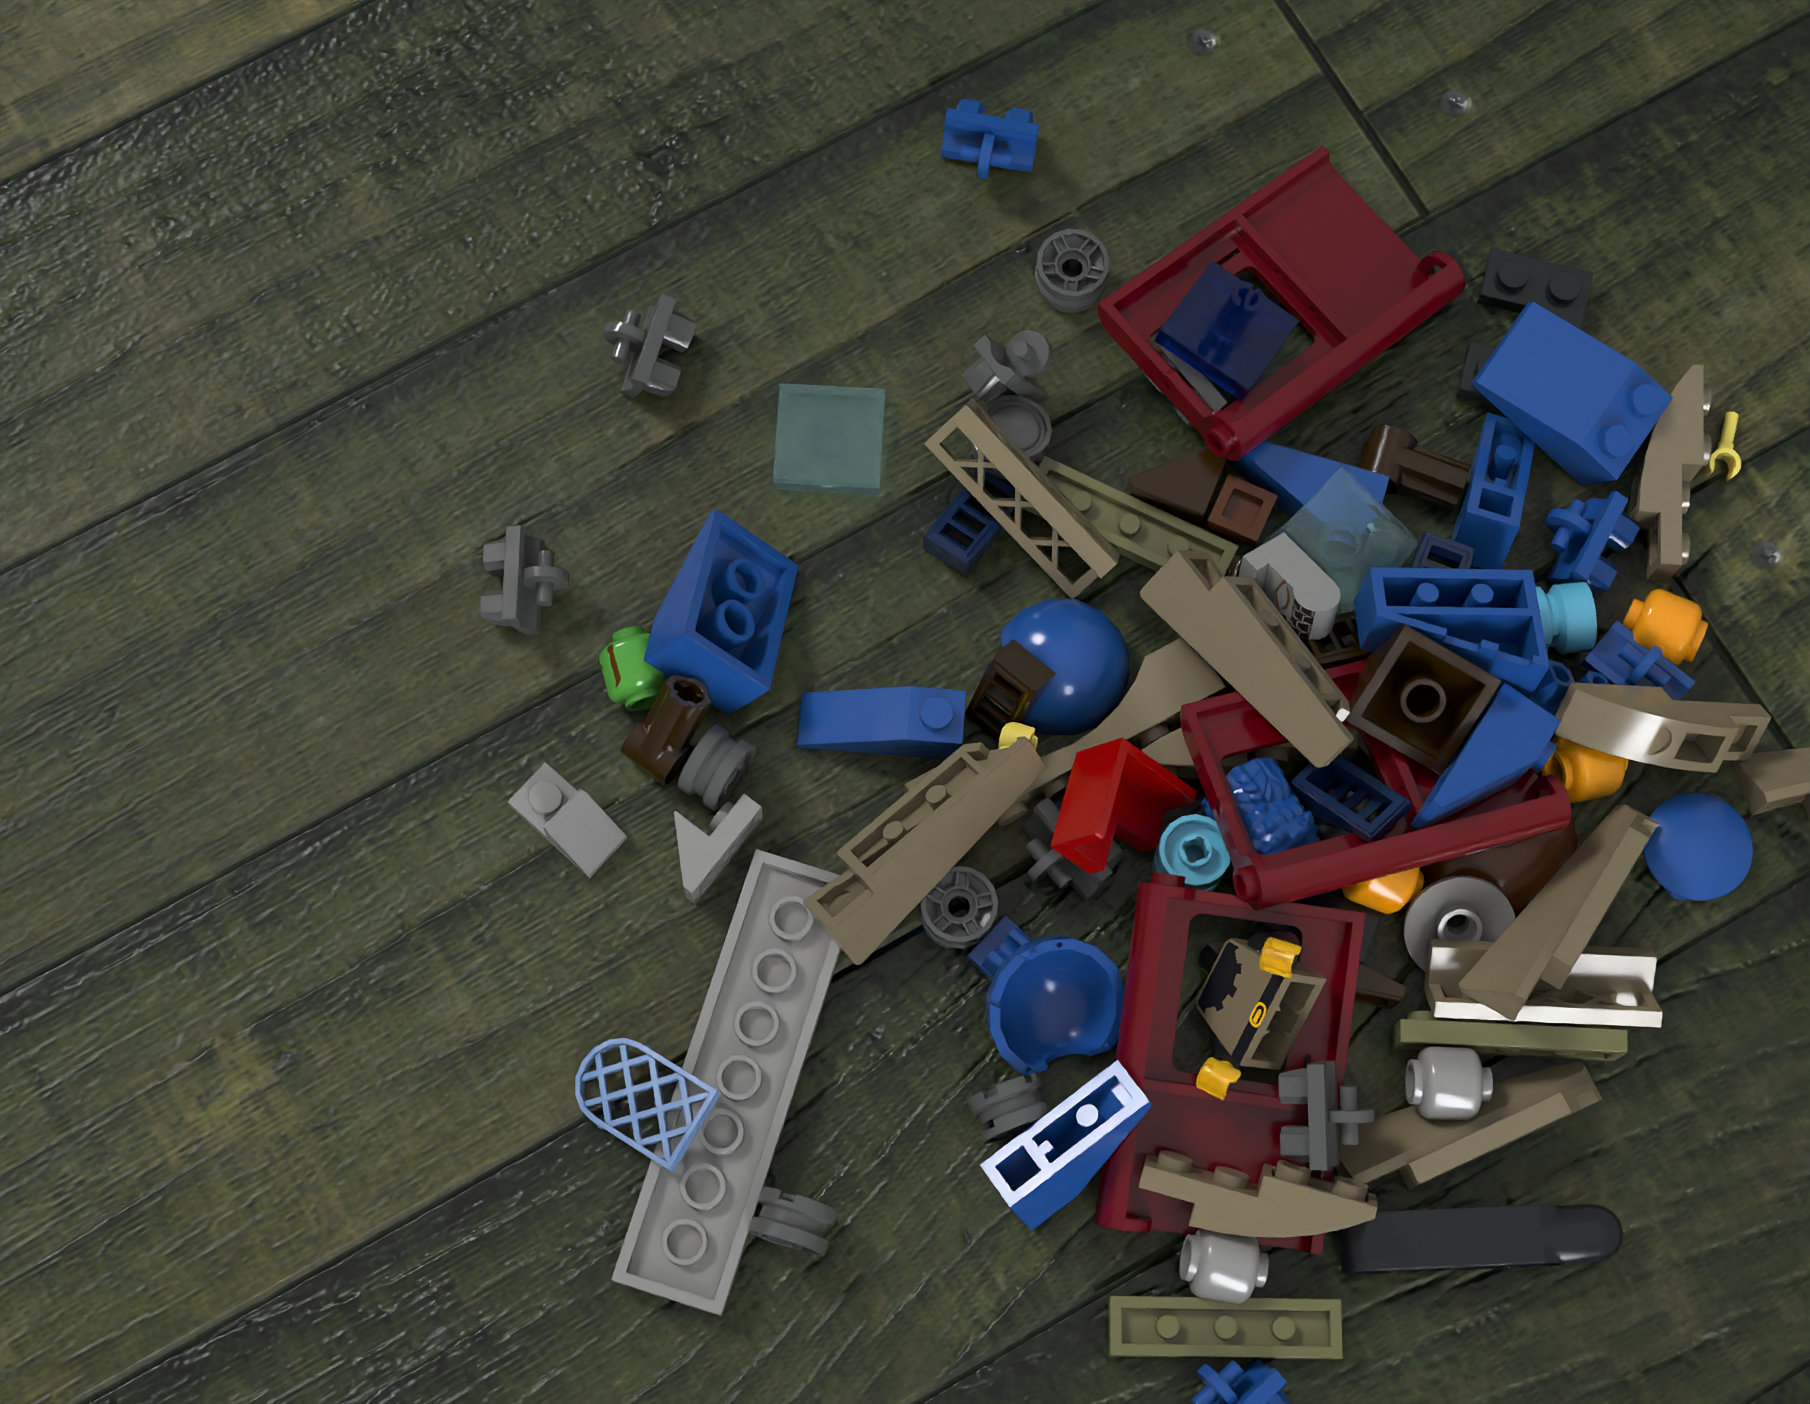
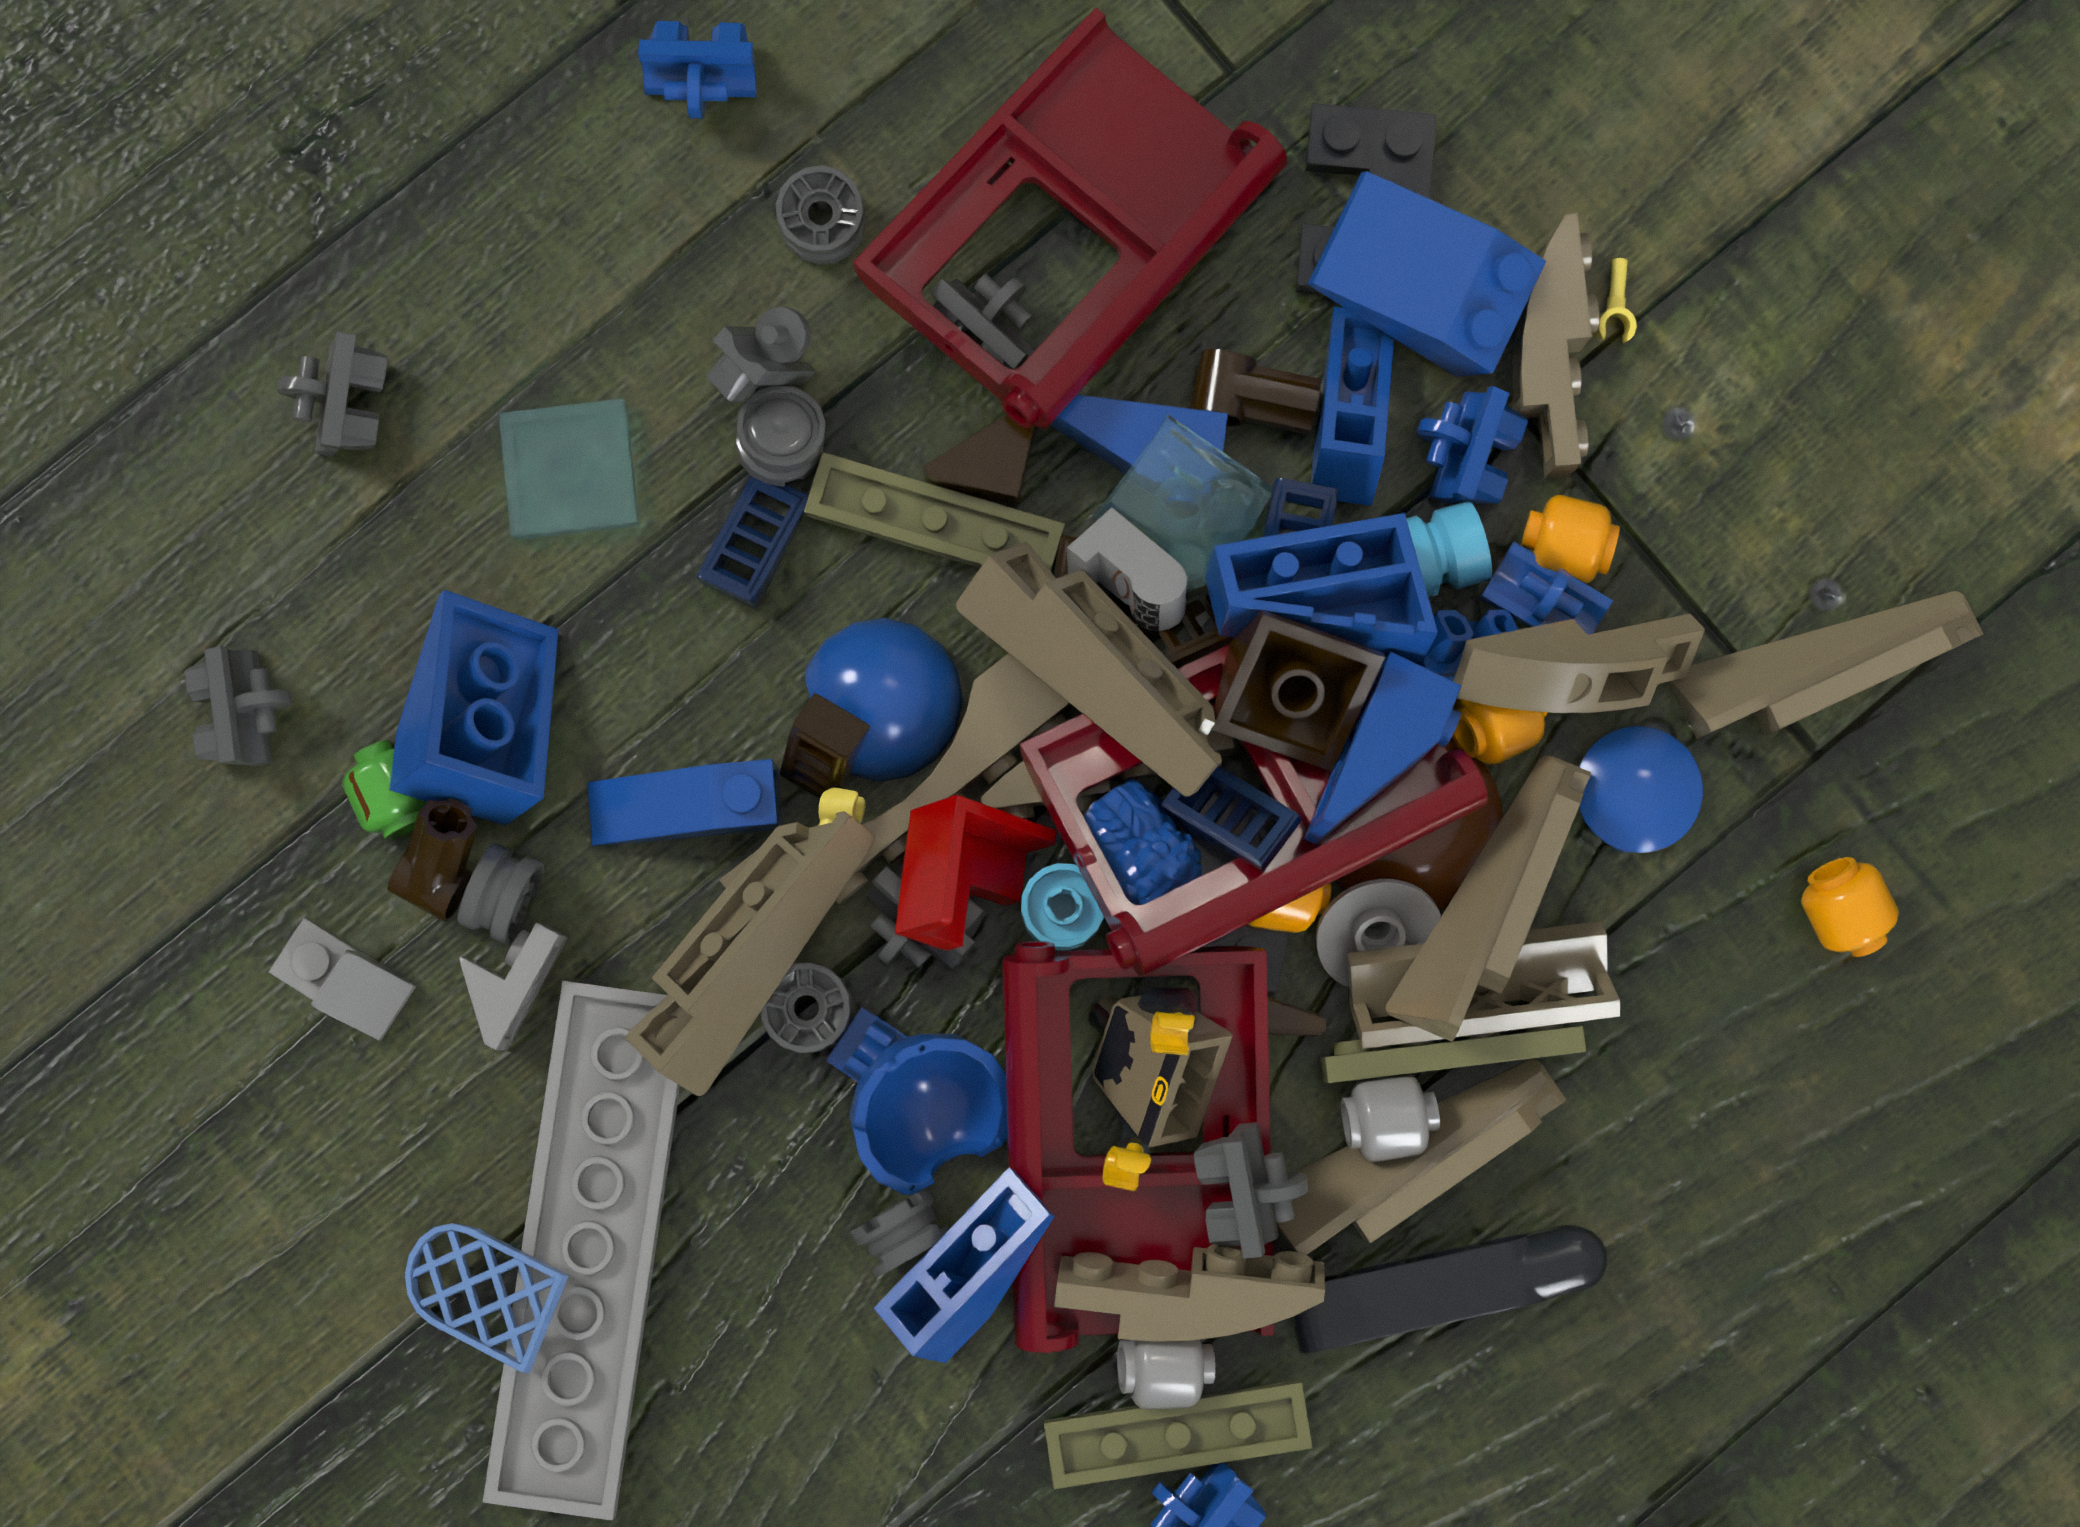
camera: 10 degrees left, 10 degrees up
(793, 1221) = (675, 1403): dark grey wheel -> none
(1037, 491) = (810, 502): dark tan fence -> none
(1226, 330) = (1011, 267): clear blue tile -> none
(1241, 511) = (1061, 481): reddish brown tile -> none

